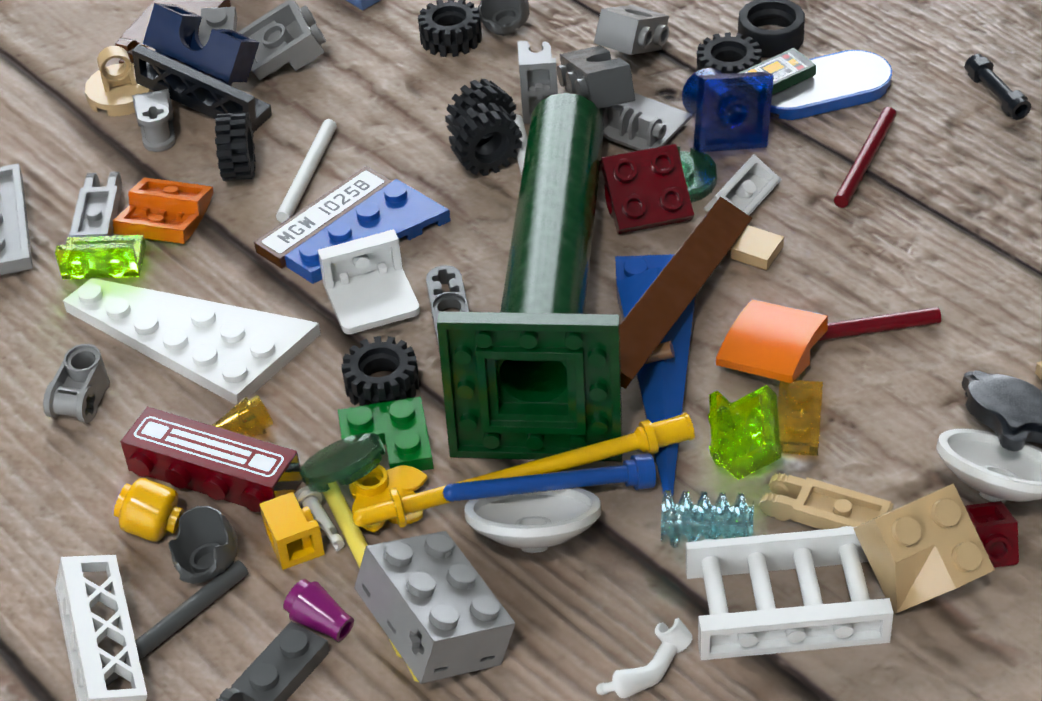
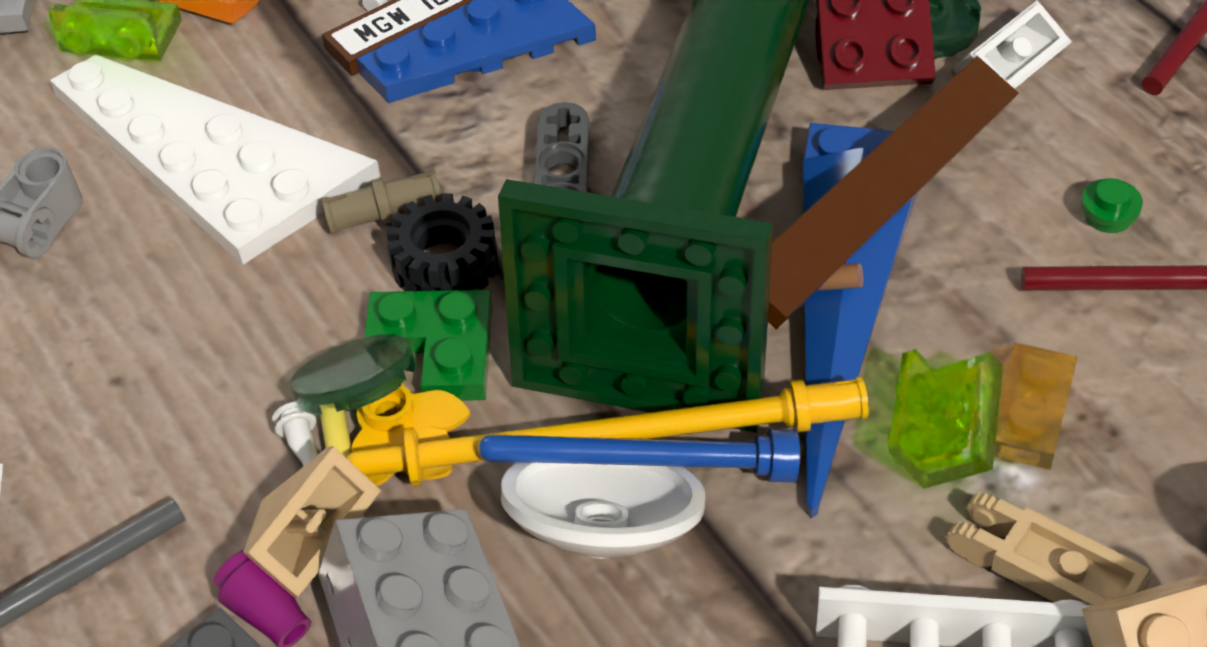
camera: 10 degrees right, 5 degrees up
(148, 509) = (69, 402): yellow head -> none
(203, 545) = (126, 471): dark grey hair -> none
(209, 459) = (177, 343): dark red brick -> none
(246, 418) = (235, 290): clear yellow cone -> none
(291, 530) = (251, 460): yellow brick -> none
(327, 349) = (379, 200): none -> dark tan pin
(337, 552) = (299, 517): none -> tan slope
(367, 282) = (457, 112): white bracket -> none
(705, 519) = (859, 550): clear light blue piece -> none
(757, 247) = (1018, 137): tan tile -> none
(771, 341) = (1012, 282): orange slope -> none
(827, 283) = (1111, 205): none -> green plate

